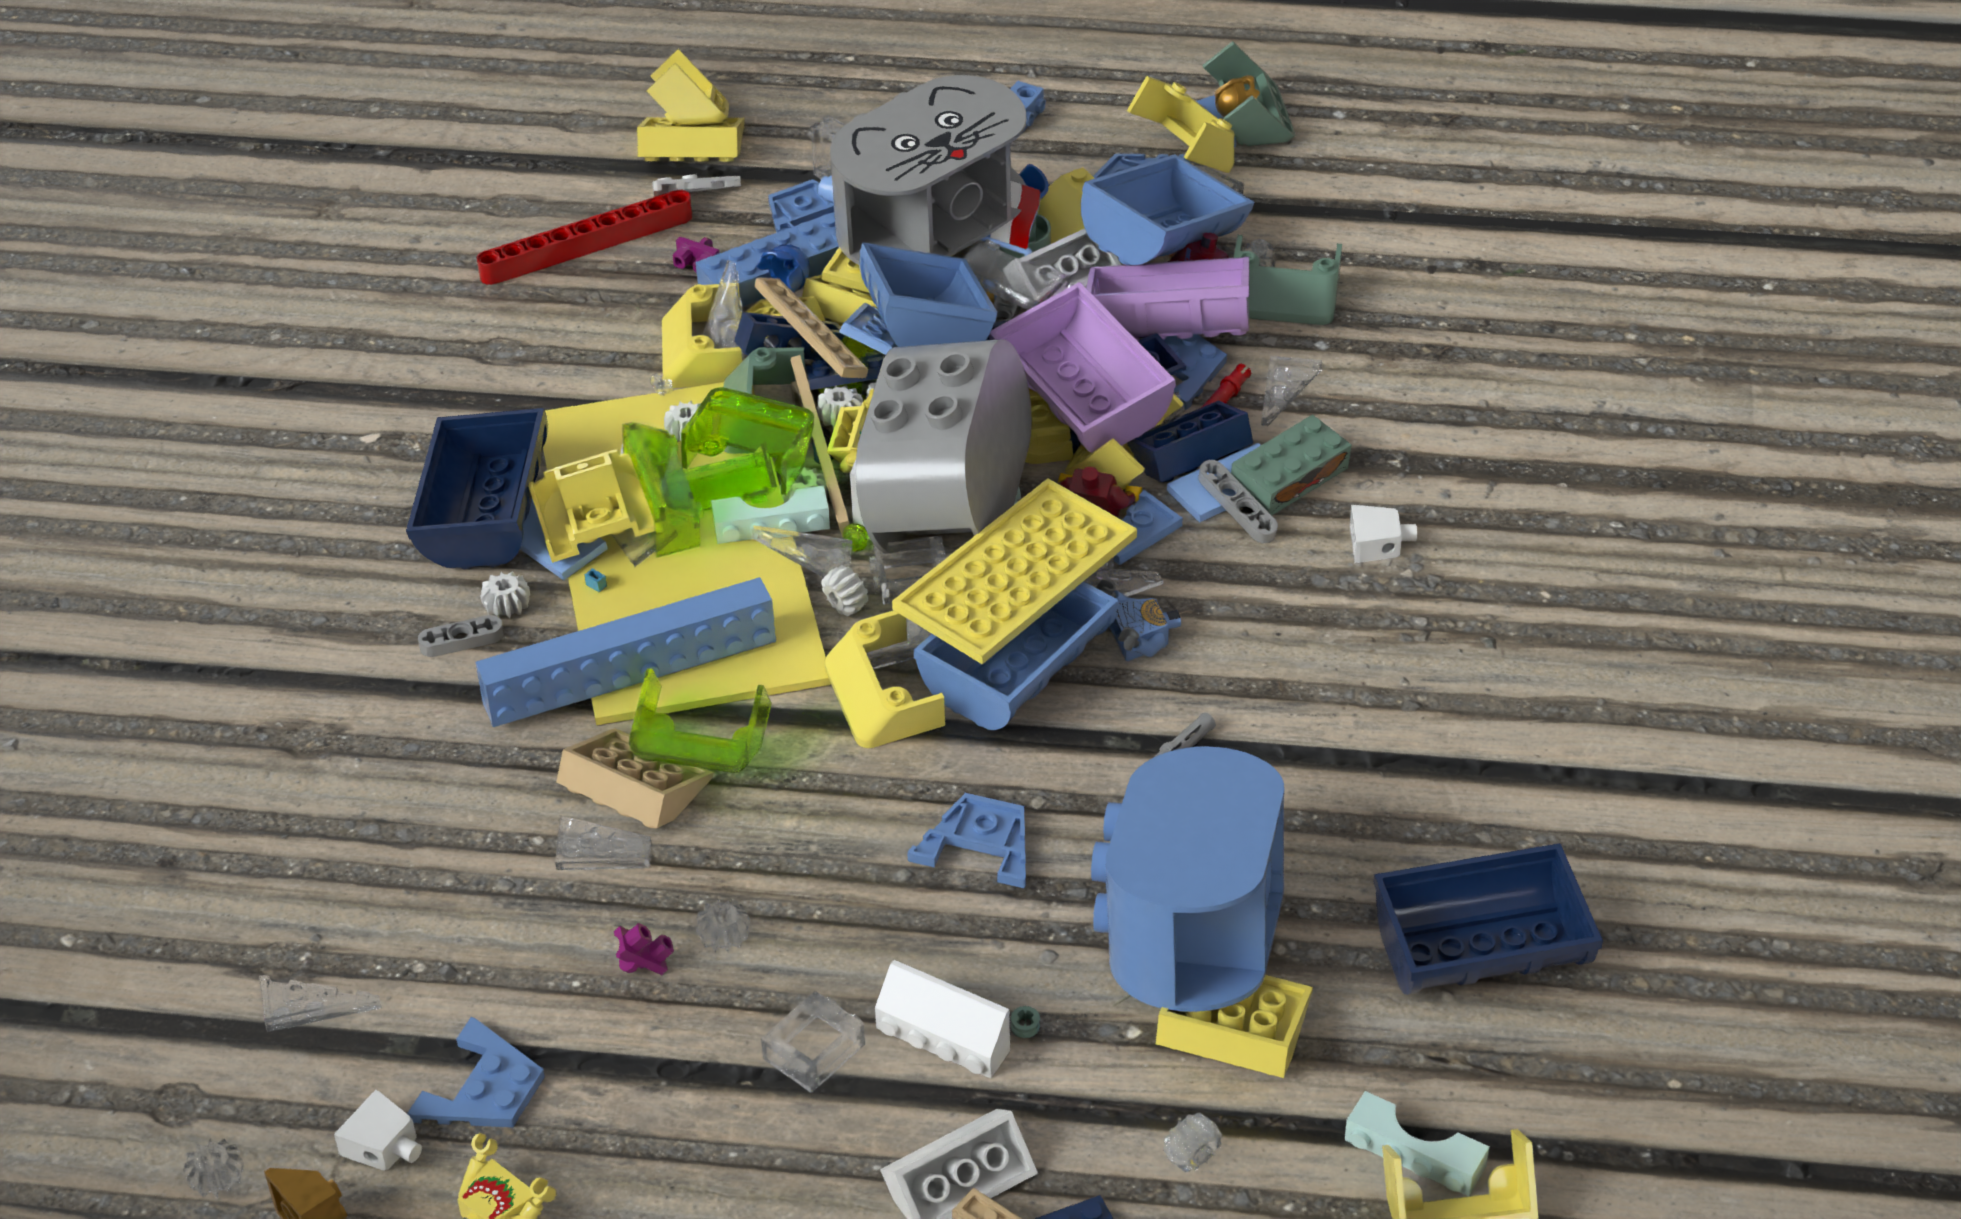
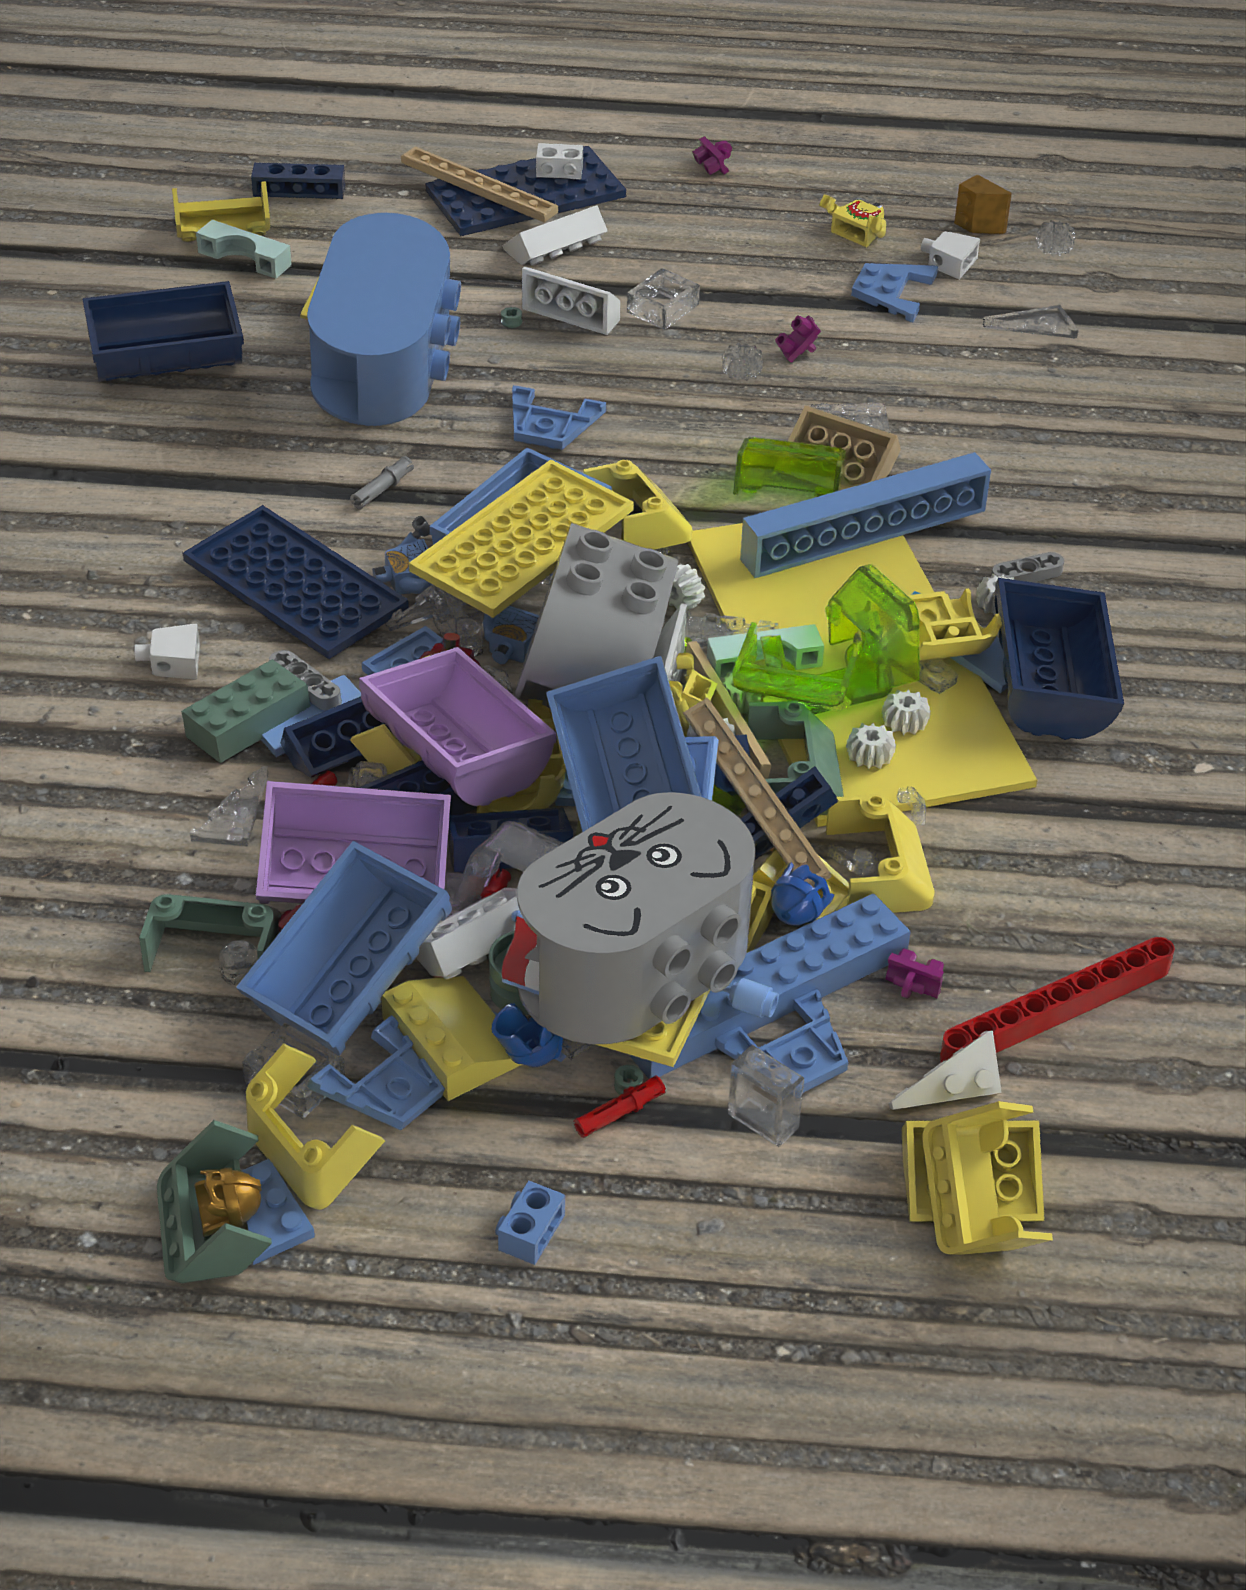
camera: 175 degrees right, 0 degrees up
(1267, 619) = (295, 581): none -> dark blue plate

